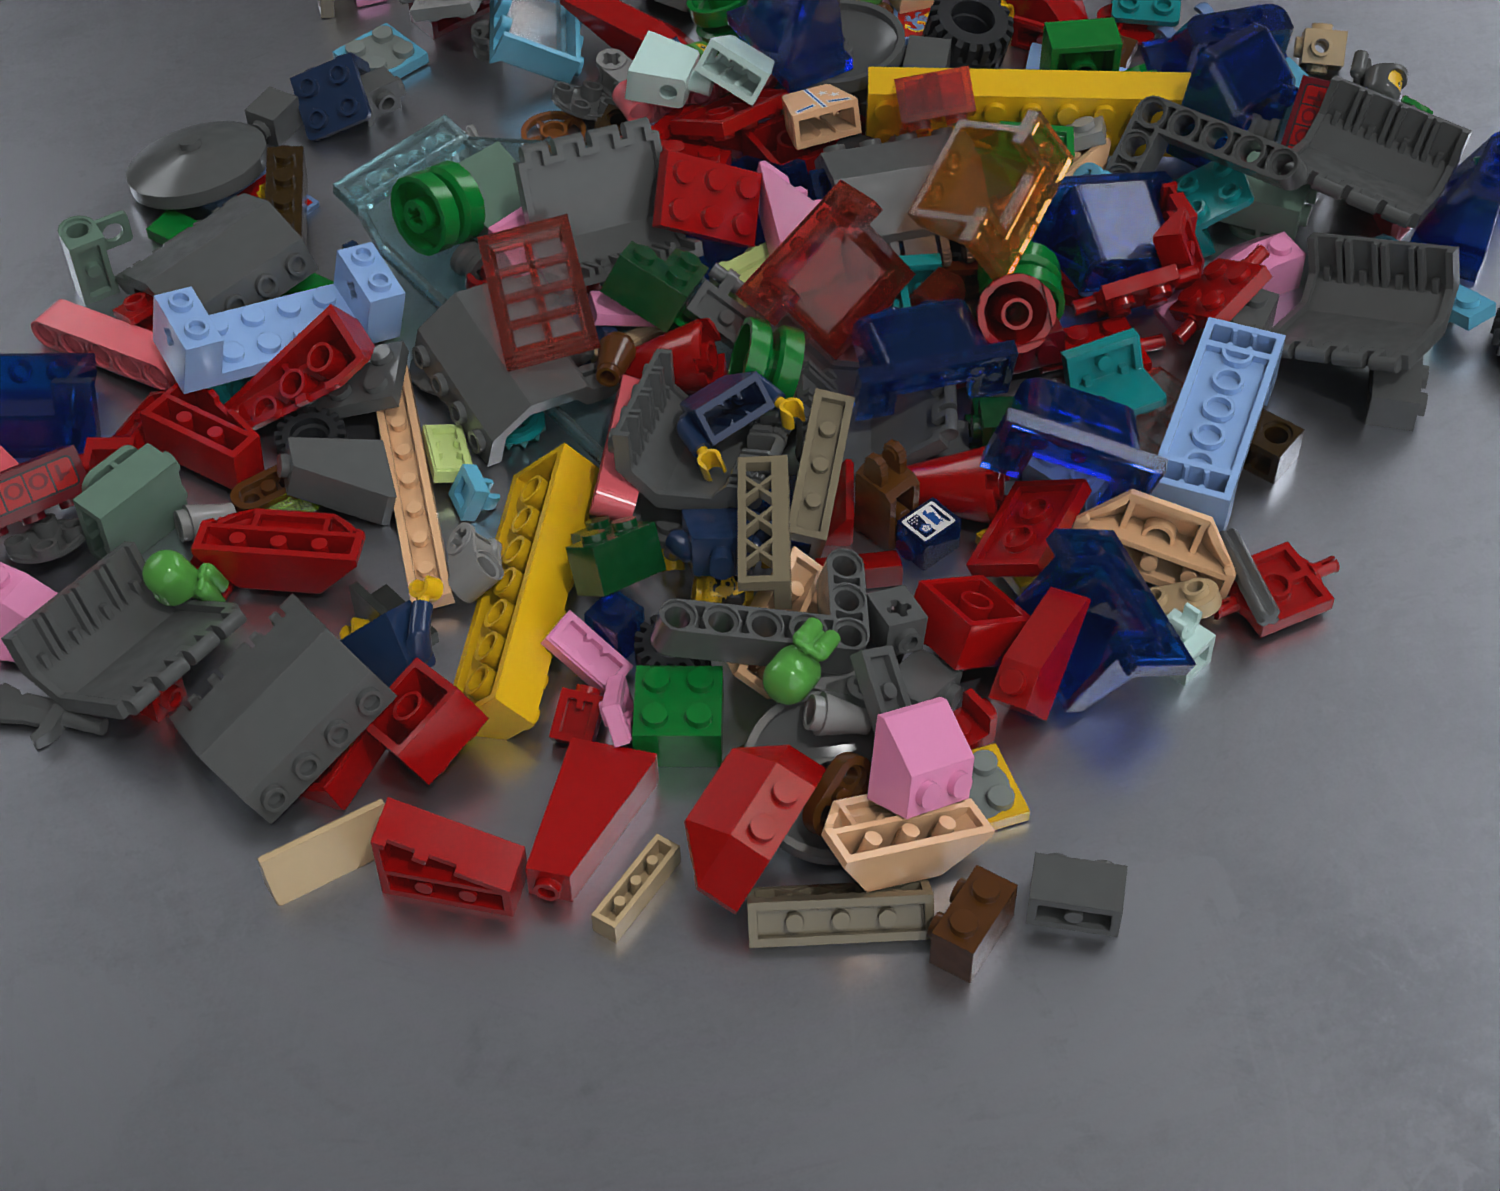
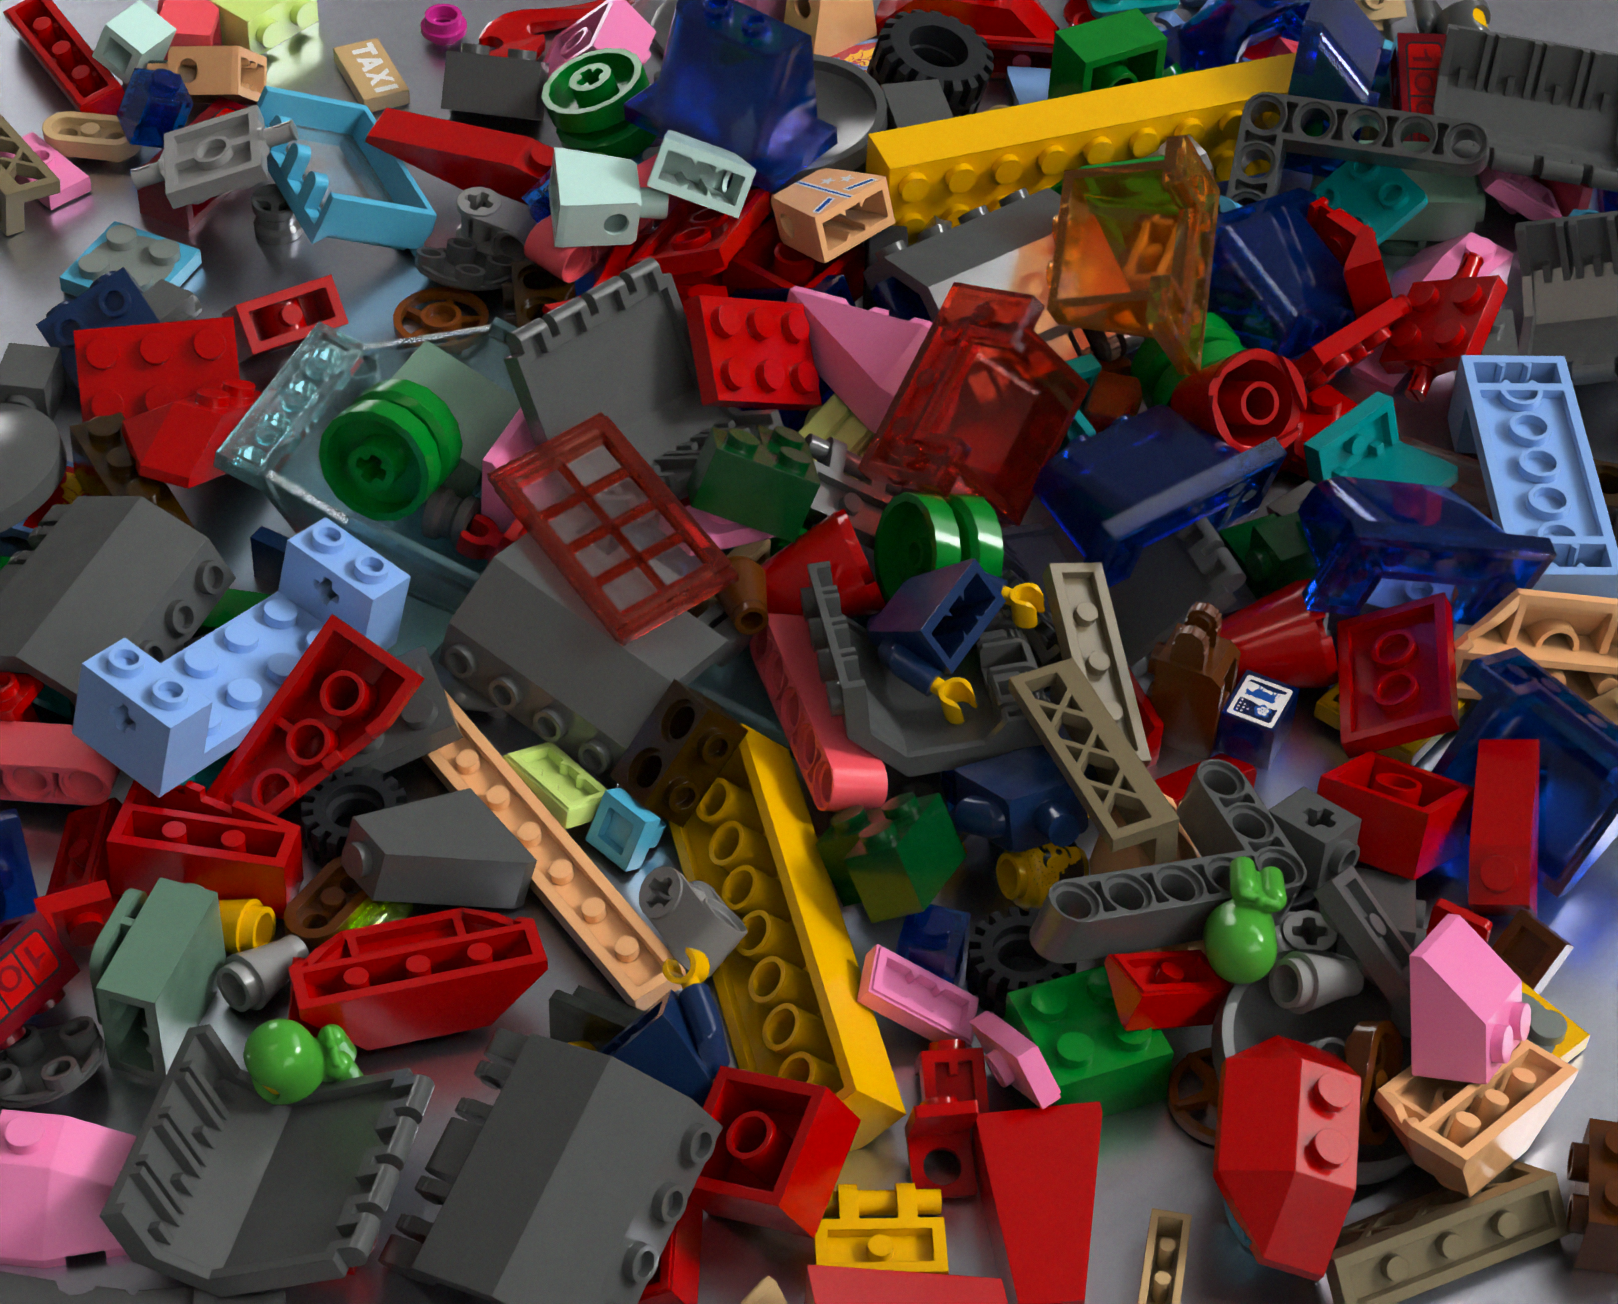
camera: 25 degrees left, 5 degrees down
(204, 486) = (246, 924): none -> yellow cone
(318, 167) = (182, 437): none -> red wedge
(347, 126) = (152, 364): none -> red plate
(461, 105) = (285, 317): none -> red brick
(476, 805) = (883, 1243): none -> yellow plate
(520, 452) = (678, 753): none -> dark brown brick
(545, 738) = (943, 1125): none -> red bracket
(728, 692) = (1164, 989): none -> red slope
(932, 98) = (980, 162): clear red brick -> none
(1021, 742) = (1532, 950): none -> reddish brown plate
(1345, 216) = (1520, 194): none -> bright pink plate

